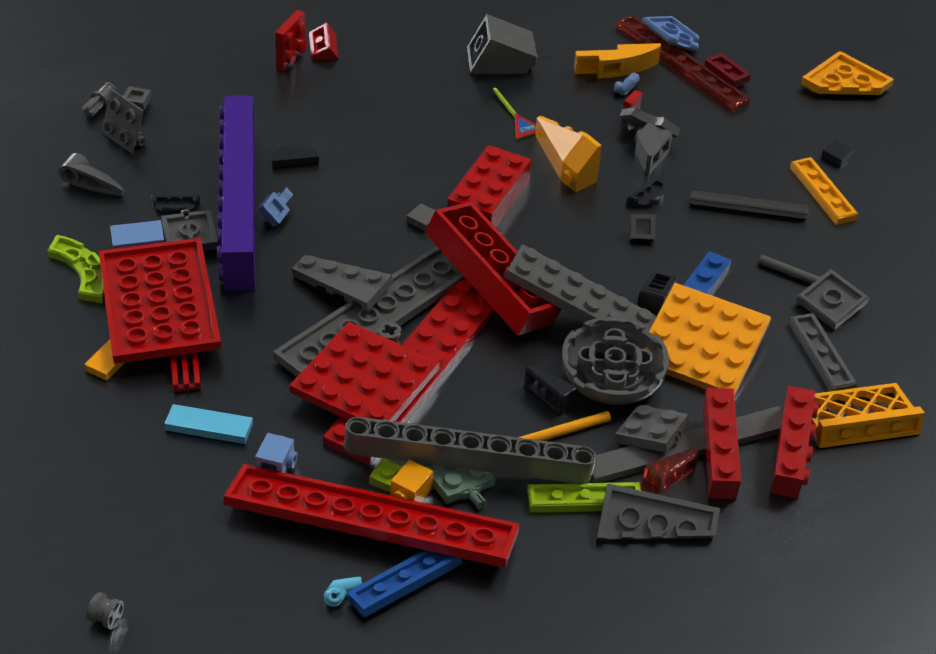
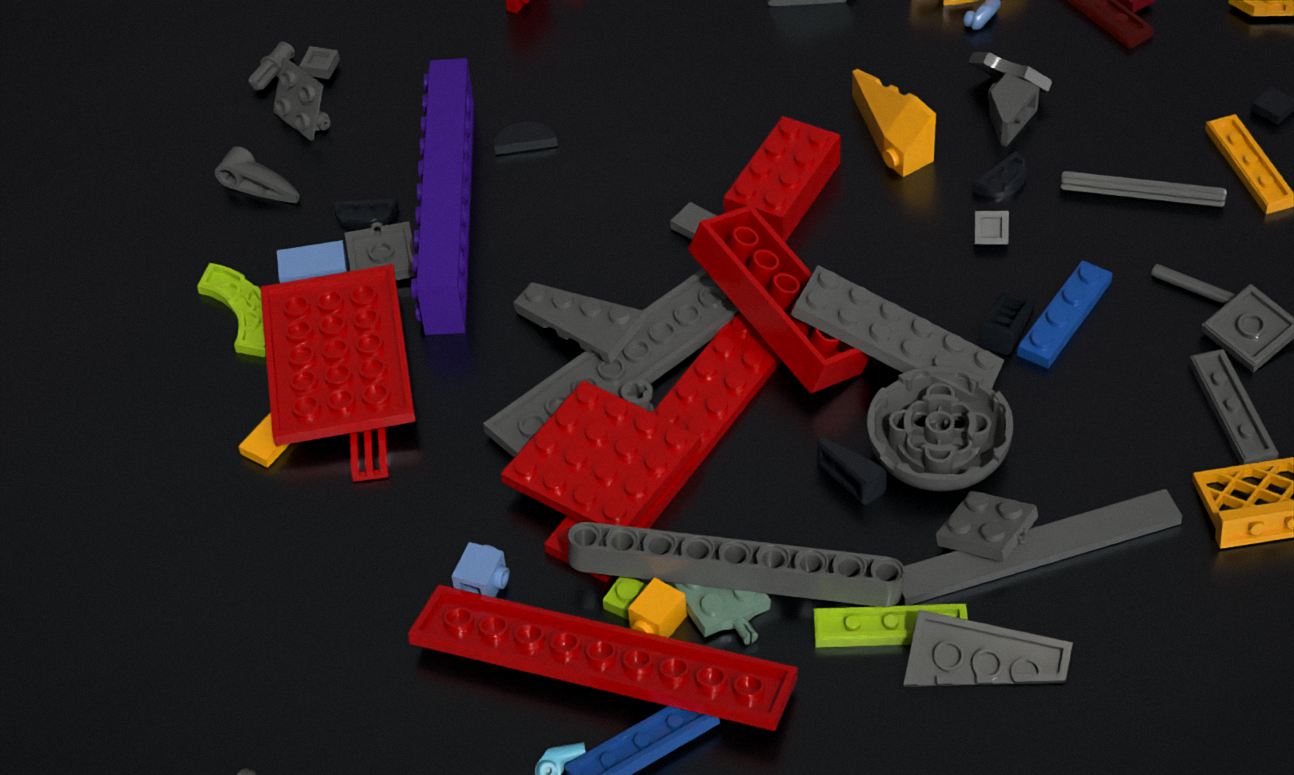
camera: 10 degrees right, 5 degrees up
(208, 424) = (396, 527): medium azure tile -> none
(275, 207) = (494, 213): medium blue plate -> none
(523, 126) = (836, 82): piece -> none
(570, 427) = (868, 526): light orange bar -> none
(633, 100) = (988, 41): red tile -> none
(669, 470) = (1006, 587): clear red slope -> none
(708, 338) = (1072, 392): light orange plate -> none
(721, 443) = (1080, 548): red brick -> none
(793, 442) = (1180, 544): red brick -> none

